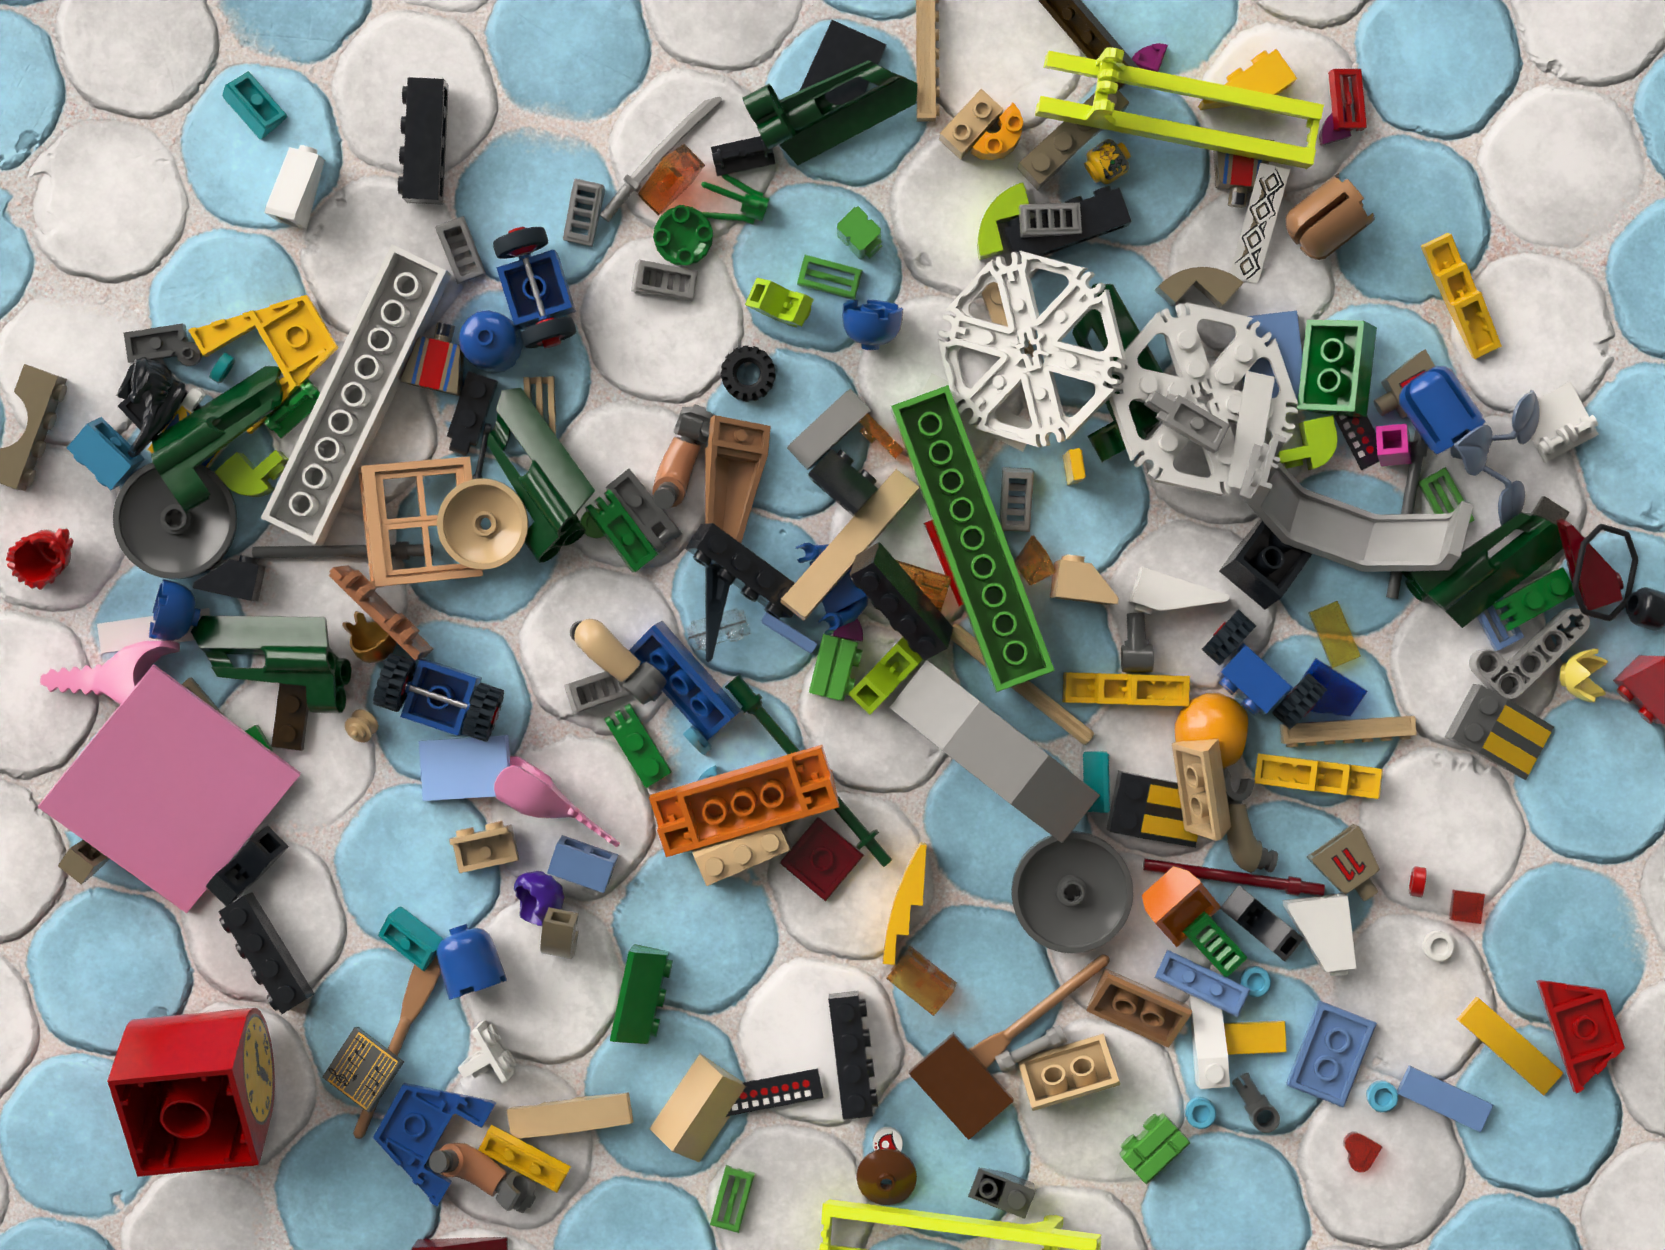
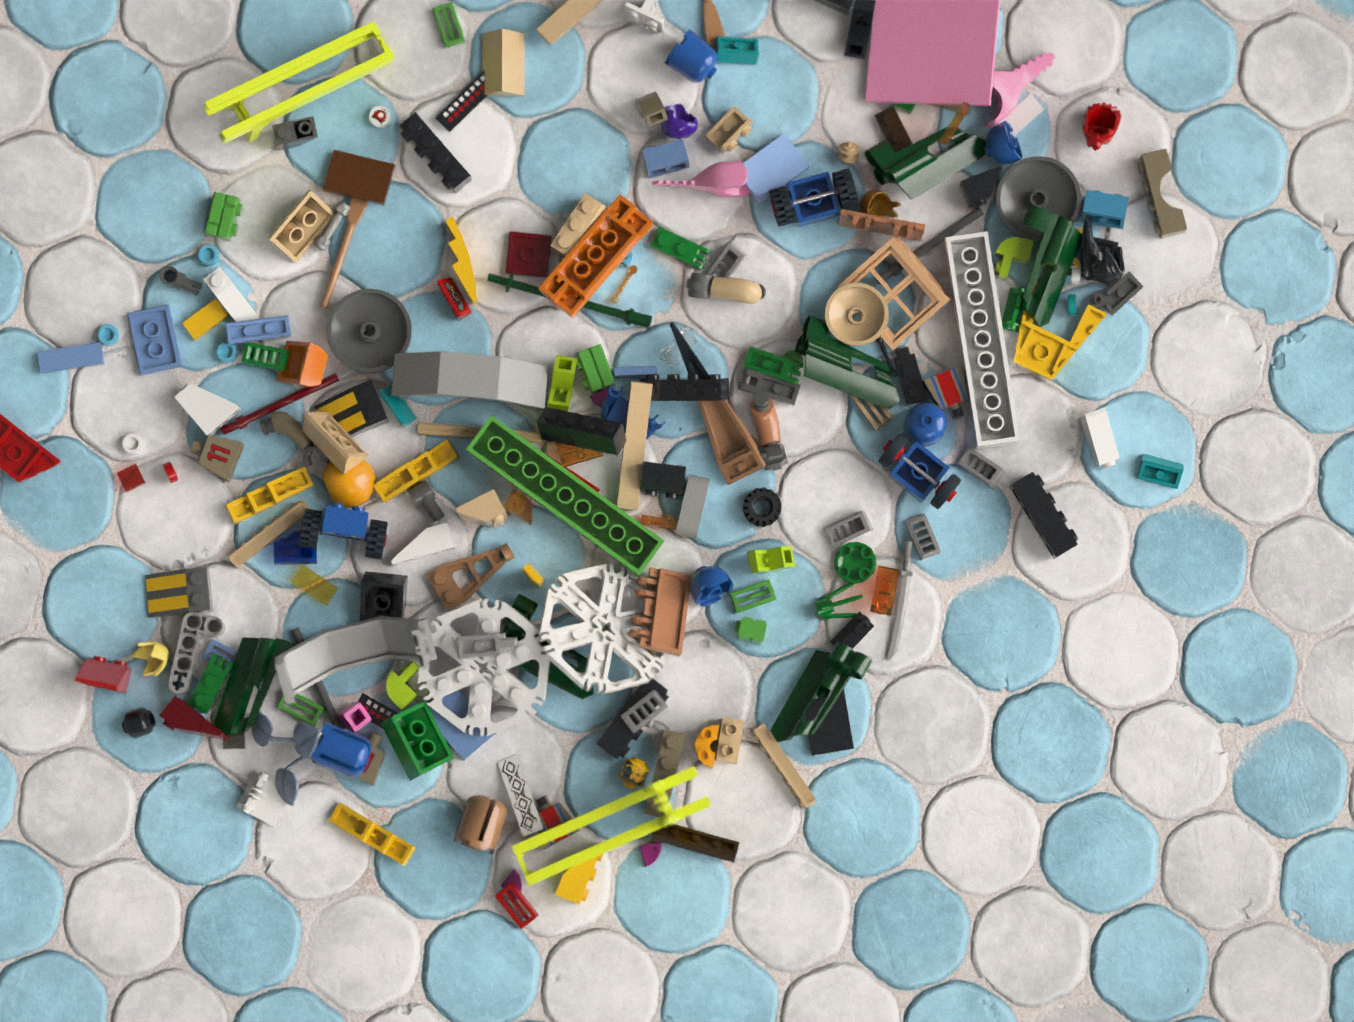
camera: 140 degrees right, 5 degrees down
(210, 672) = (954, 123): none -> clear orange tile
(641, 995) = (580, 105): green slope -> none
(687, 680) = (677, 305): blue slope -> none
(697, 740) = (647, 274): medium azure tile -> none
(711, 757) = (632, 270): none -> clear orange hinge
(886, 1165) = (370, 104): reddish brown dish -> none
(921, 980) = (422, 222): clear orange hinge -> none
(941, 322) = (666, 607): none -> nougat hinge
(943, 865) = (454, 298): none -> slope
(1001, 210) = (677, 703): lime brick -> none
(1019, 473) = (562, 555): light grey slope -> none
(1138, 1008) = (285, 291): medium nougat slope -> none
(1180, 527) = (446, 587): none -> medium nougat plate
(1212, 282) = (523, 743): dark tan brick -> none
(1251, 423) = (446, 671): white sticker -> none
(1261, 923) = (246, 387): black brick -> none
(1361, 1151) = (99, 295): clear red tile -> none
(1510, 1045) = (53, 412): yellow slope -> none
(1578, 569) = (200, 718): black piece -> none

